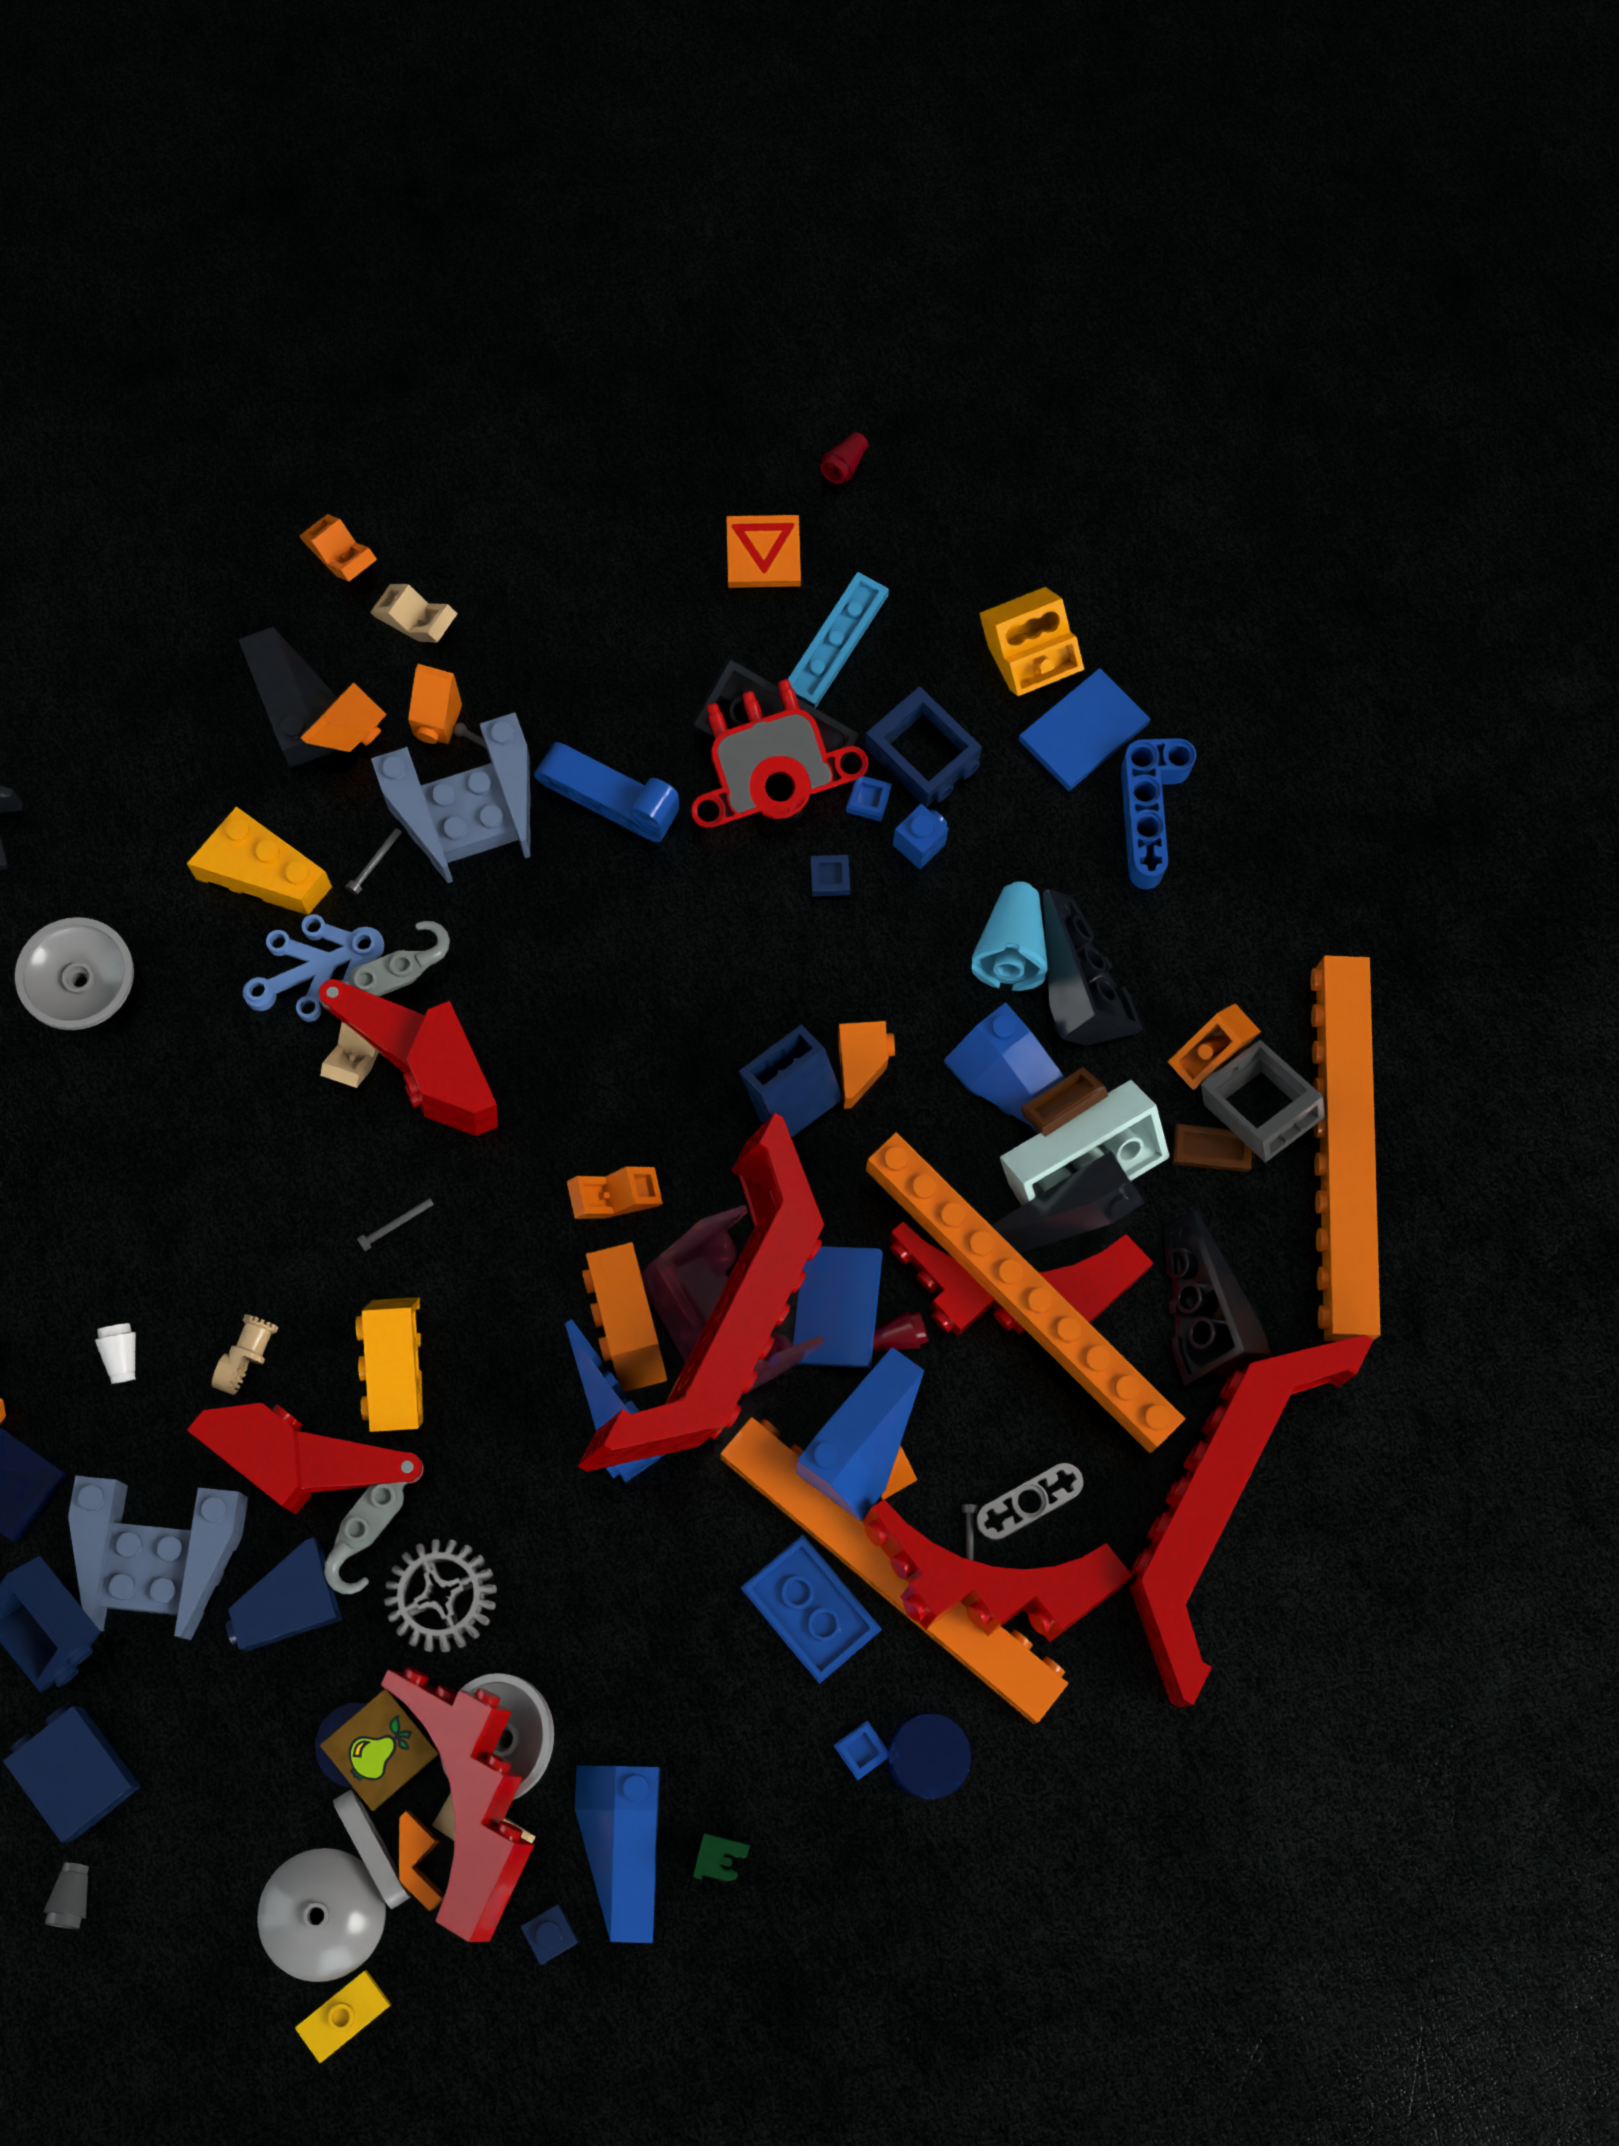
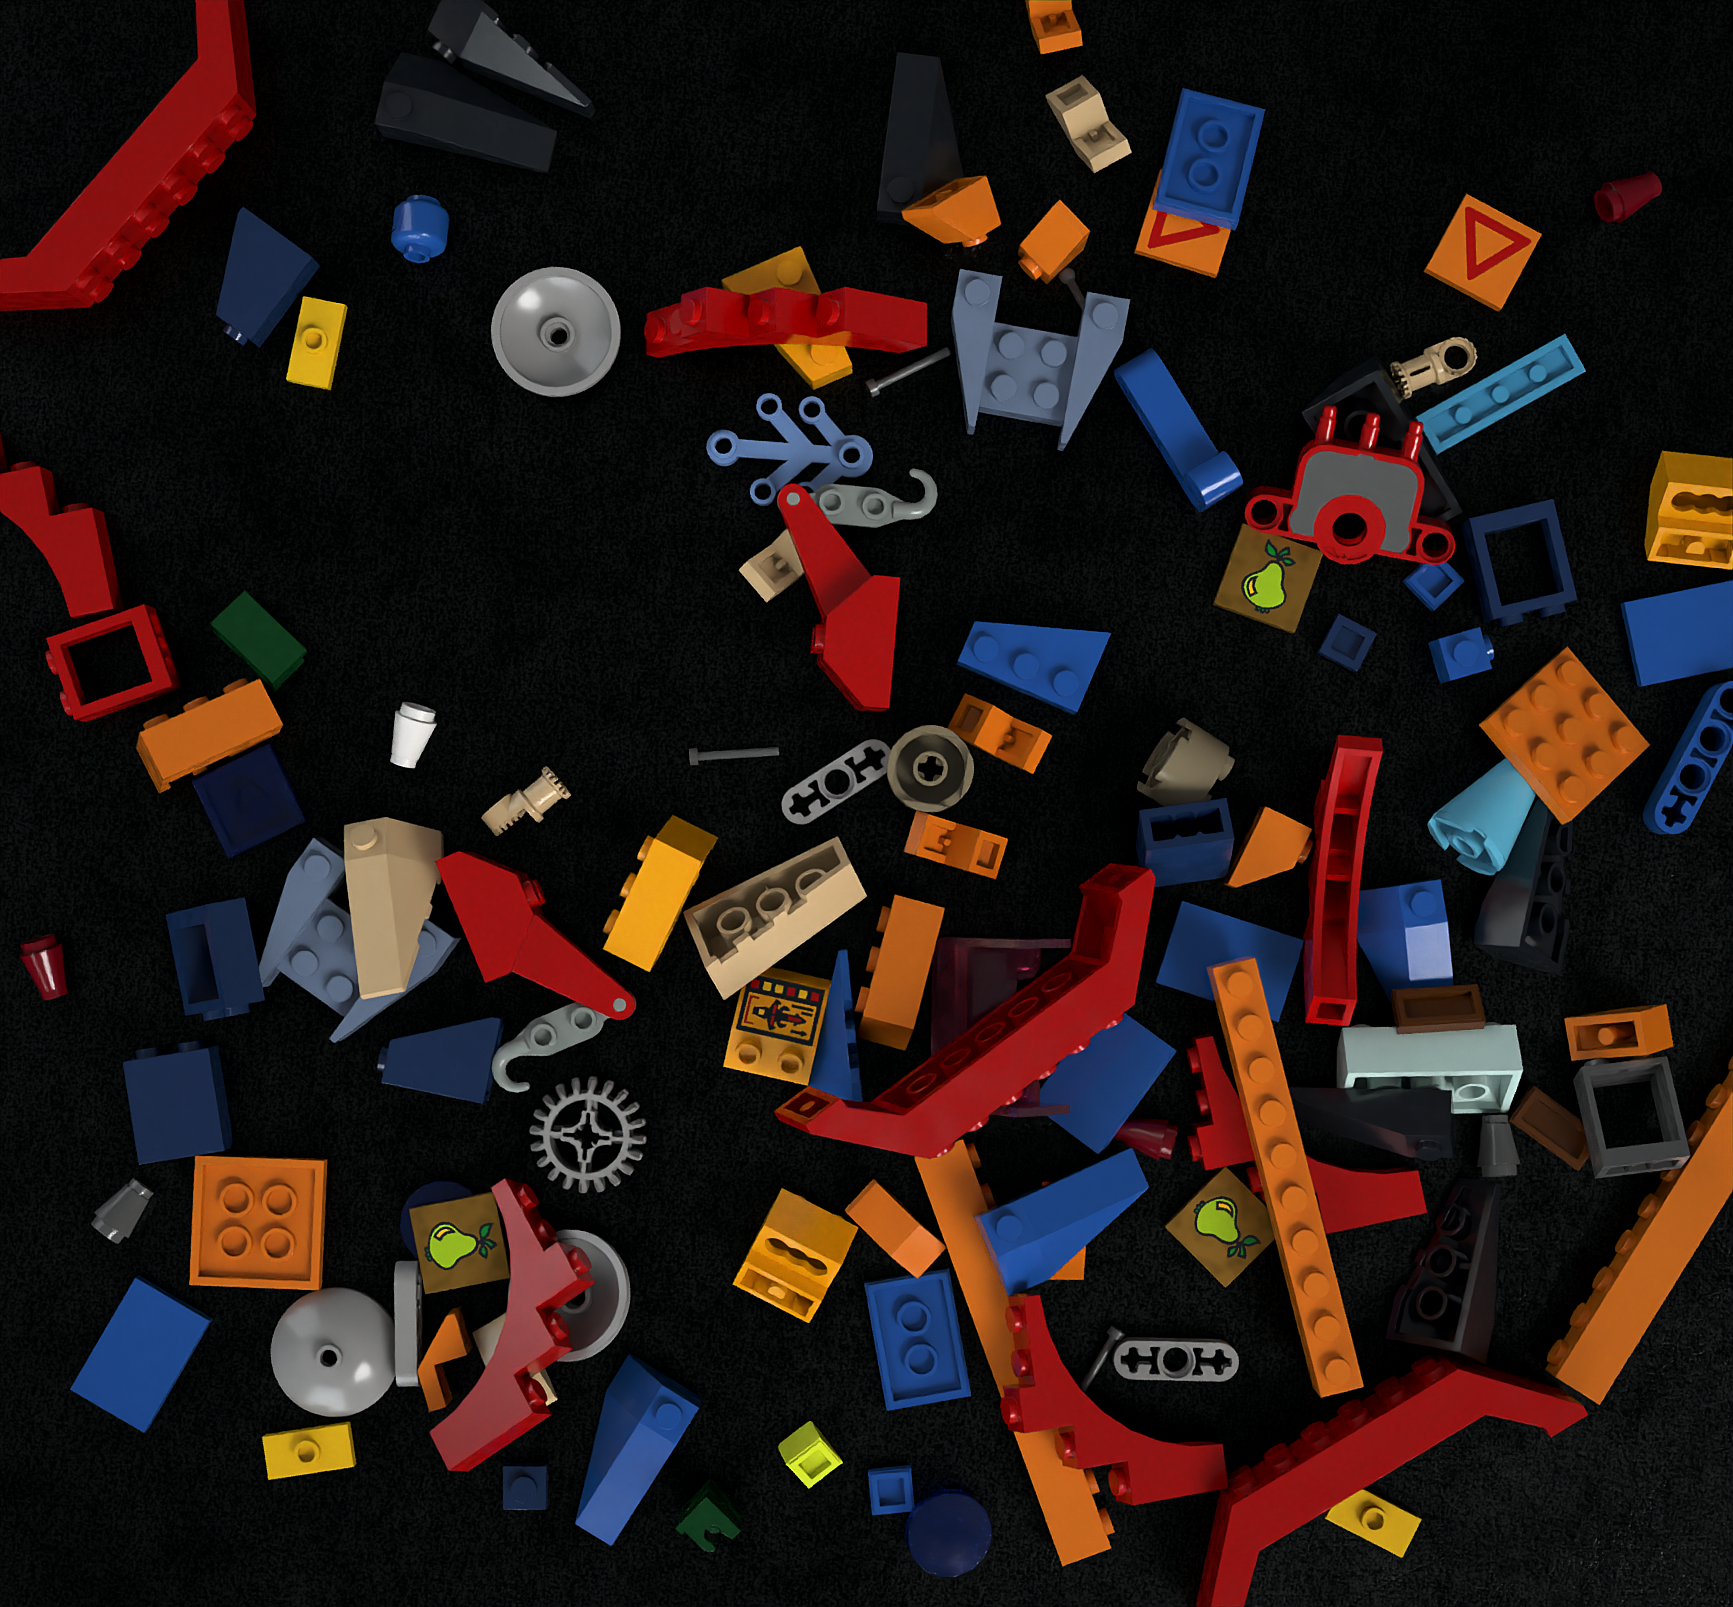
camera: 35 degrees right, 15 degrees up
(148, 2019) = (141, 1354): none -> blue tile
(164, 1484) = (389, 896): none -> tan wedge
(194, 1837) = (258, 1222): none -> orange plate
(297, 833) = (786, 316): none -> red arch
(495, 1324) = (772, 914): none -> tan wedge
(514, 1177) = (815, 807): none -> light grey beam
(519, 590) = (1208, 159): none -> blue tile
(530, 644) = (1181, 240): none -> orange tile
(547, 1412) = (778, 1025): none -> light orange piece
(558, 1120) = (949, 754): none -> dark tan brick
(595, 1016) = (1036, 660): none -> blue wedge
(598, 1090) = (999, 733): none -> orange slope
(669, 1596) = (795, 1255): none -> light orange piece
(739, 1525) = (895, 1228): none -> orange slope
(742, 862) = (1268, 578): none -> pearl gold tile
(758, 1025) = (1185, 766): none -> dark tan brick
(773, 646) = (1434, 365): none -> tan connector
(777, 1761) = (809, 1454): none -> neon yellow slope
(848, 1151) = (1209, 938): none -> blue tile
(923, 1045) = (1335, 878): none -> red arch
(1003, 1372) = (1223, 1226): none -> pearl gold tile
(1034, 850) = (1564, 735): none -> orange plate
(1178, 1186) = (1497, 1147): none -> dark grey cone
(1264, 1538) = (1376, 1520): none -> yellow plate

